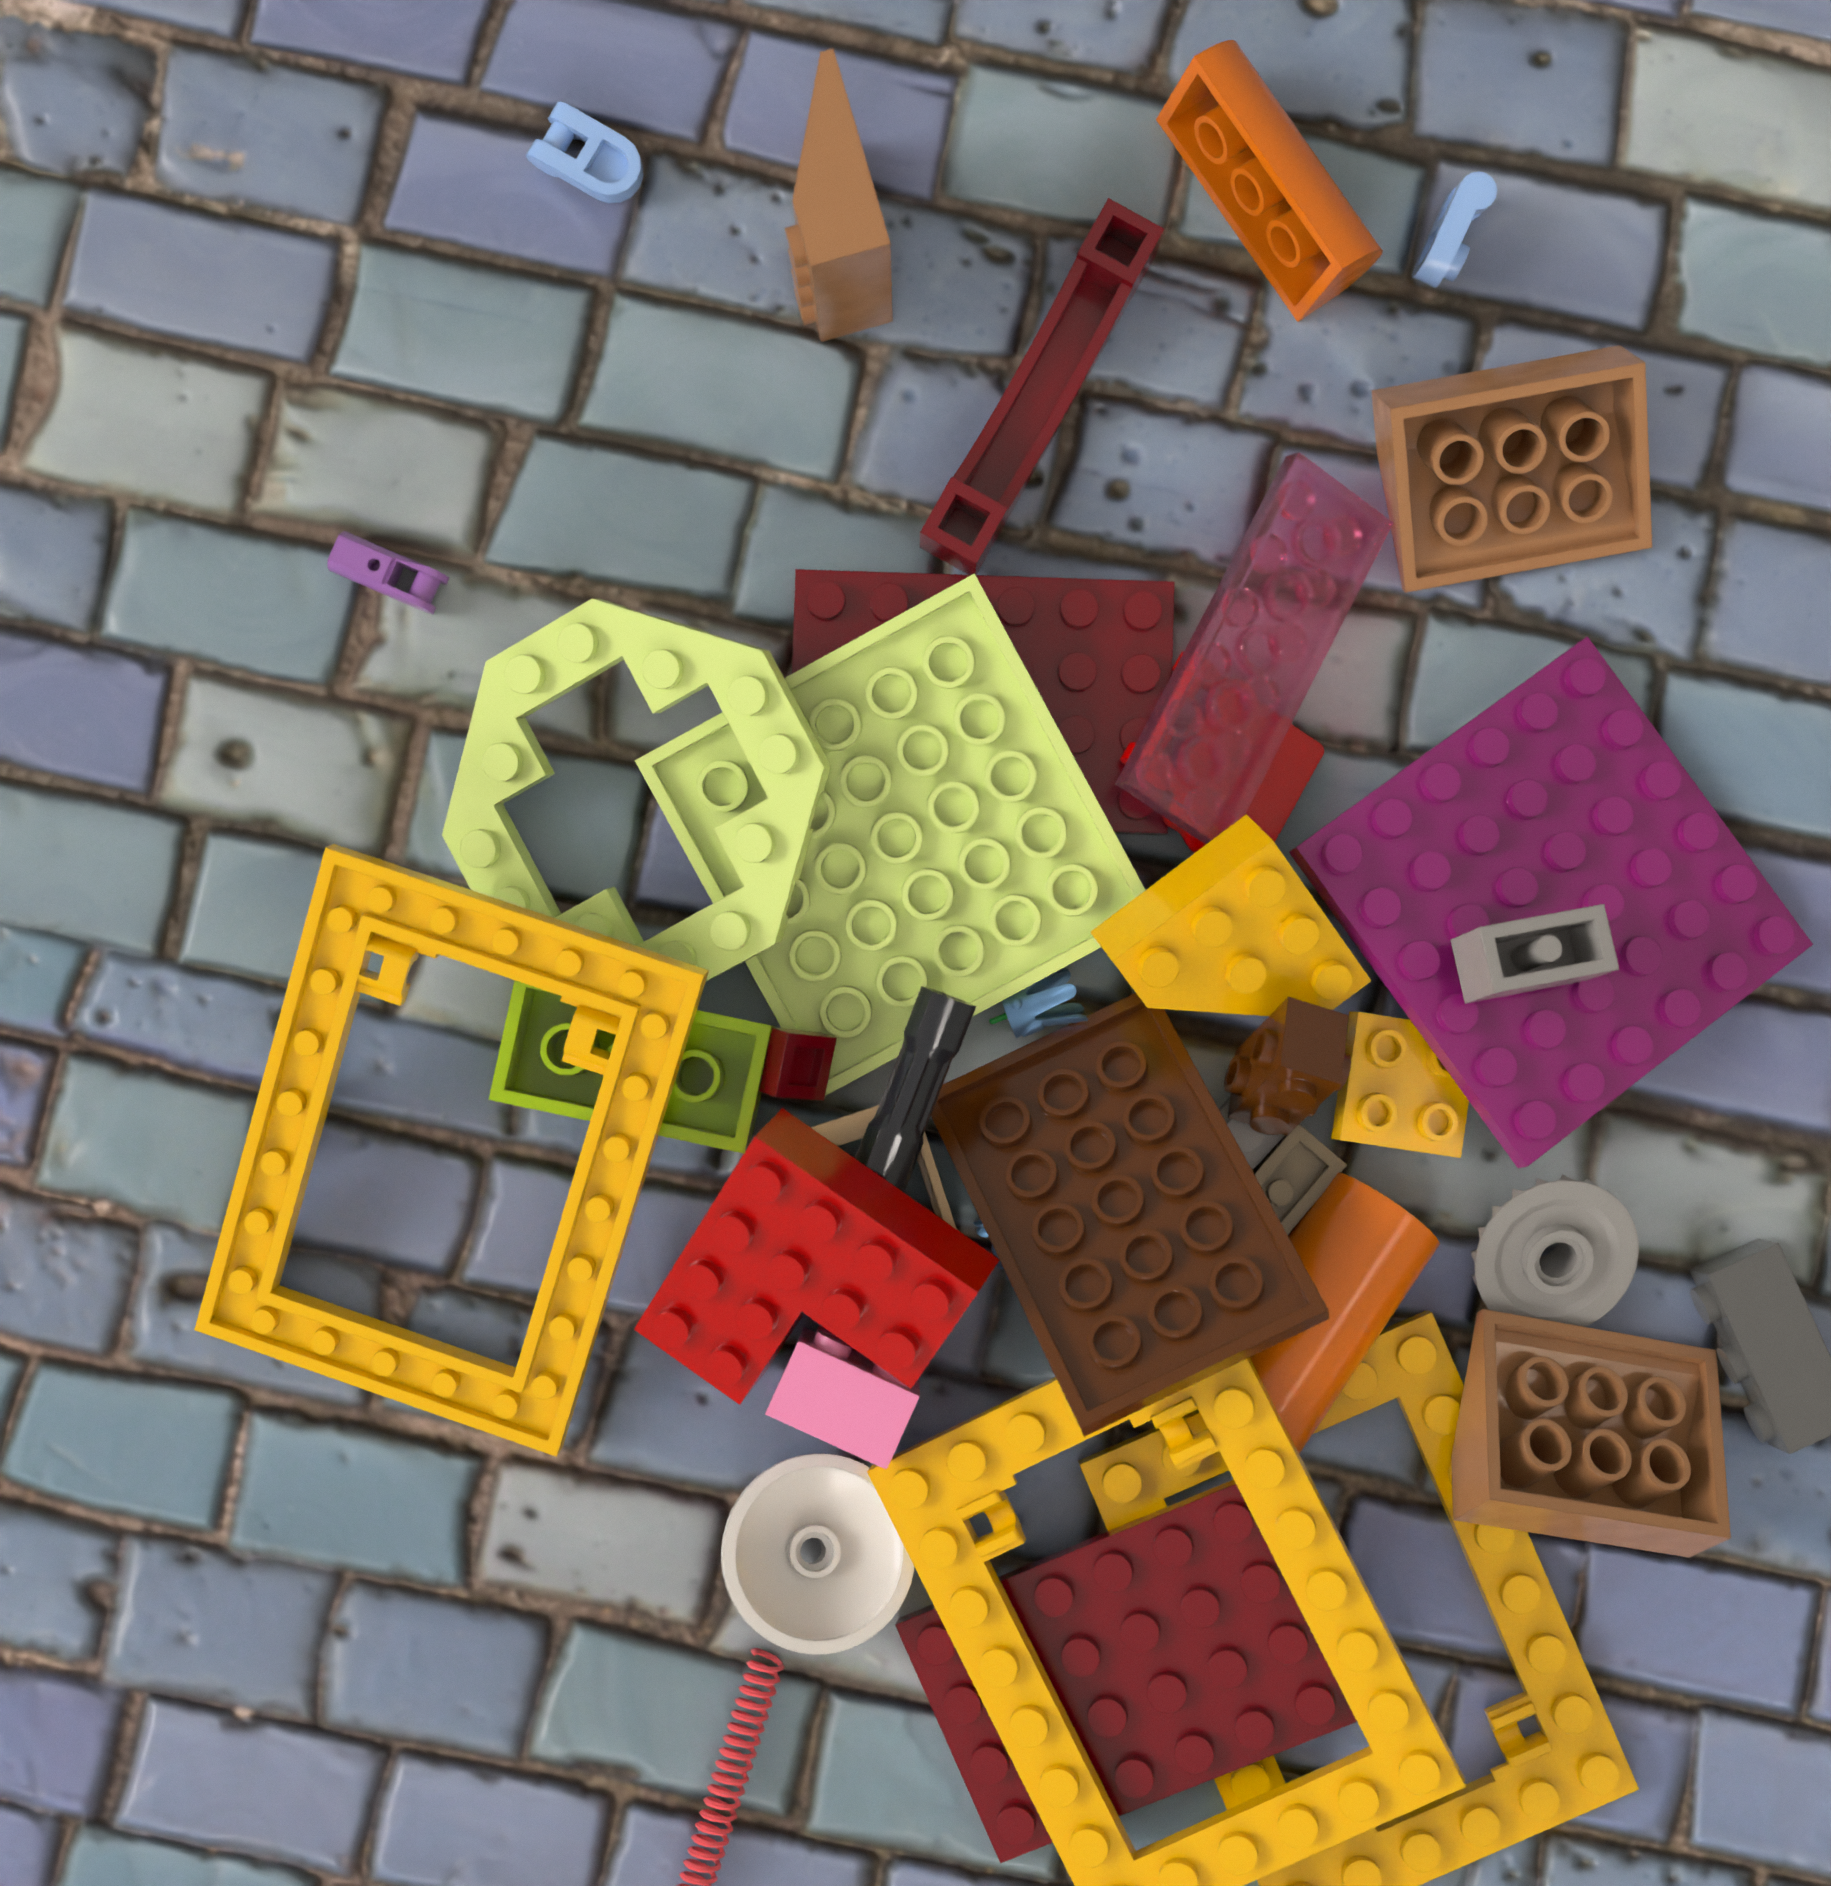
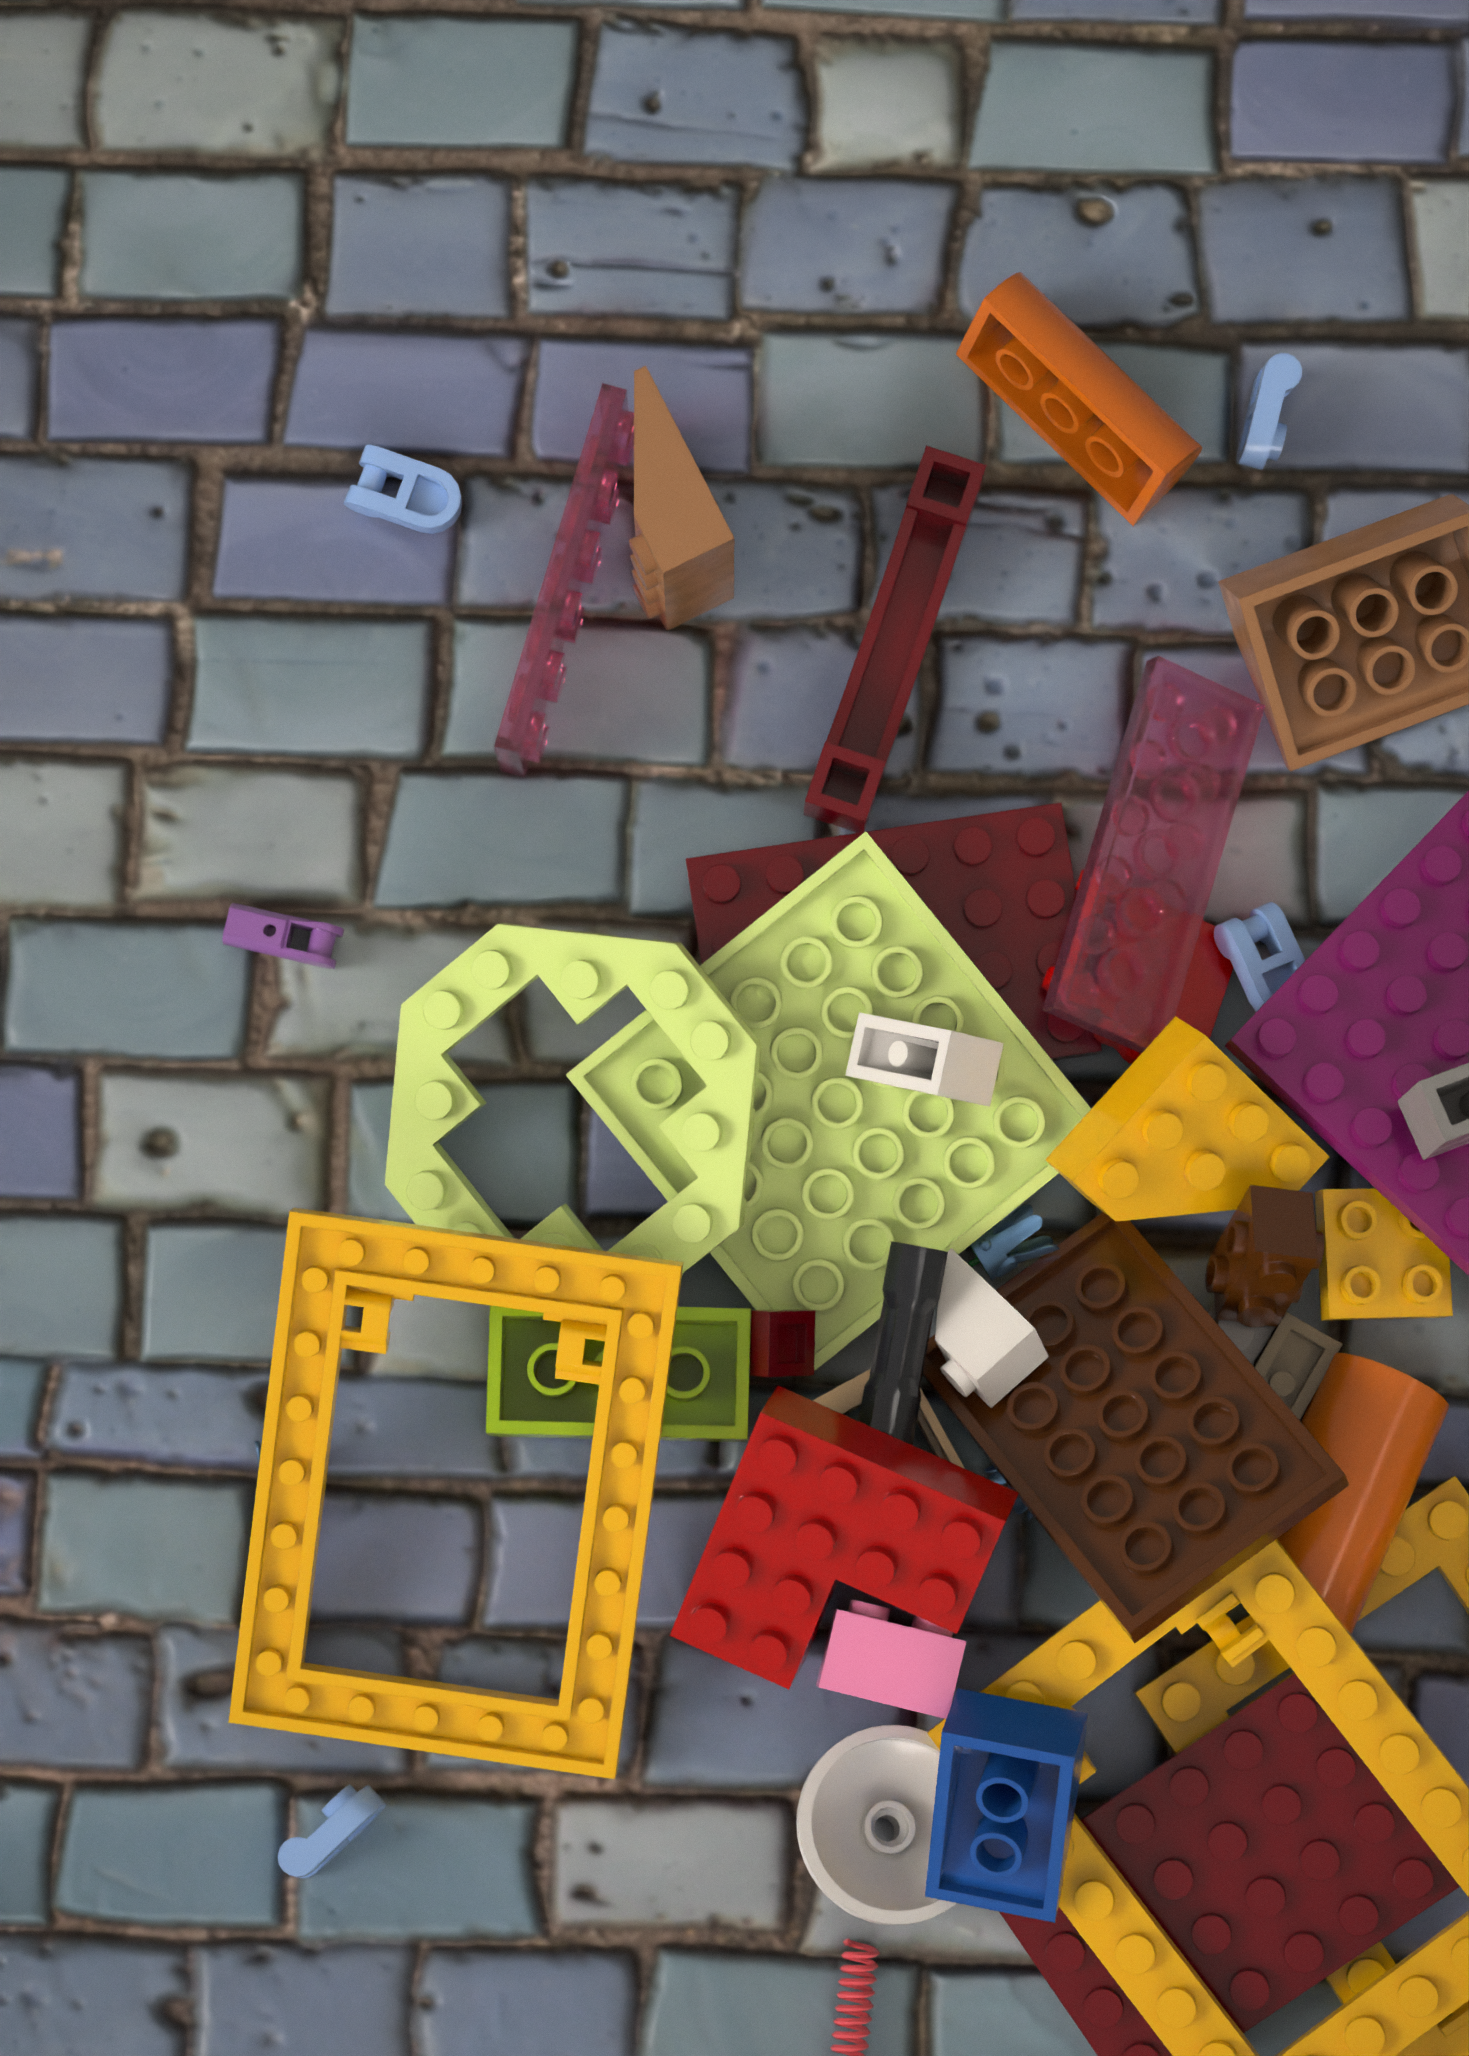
camera: 10 degrees left, 5 degrees down
(292, 1442) = (347, 1817): none -> light blue plate
(710, 298) = (572, 561): none -> clear pink plate
(928, 1560) = (1005, 1804): none -> blue slope
(989, 811) = (924, 1059): none -> white slope
(994, 1094) = (982, 1335): none -> white slope
(1320, 752) = (1237, 943): none -> light blue plate

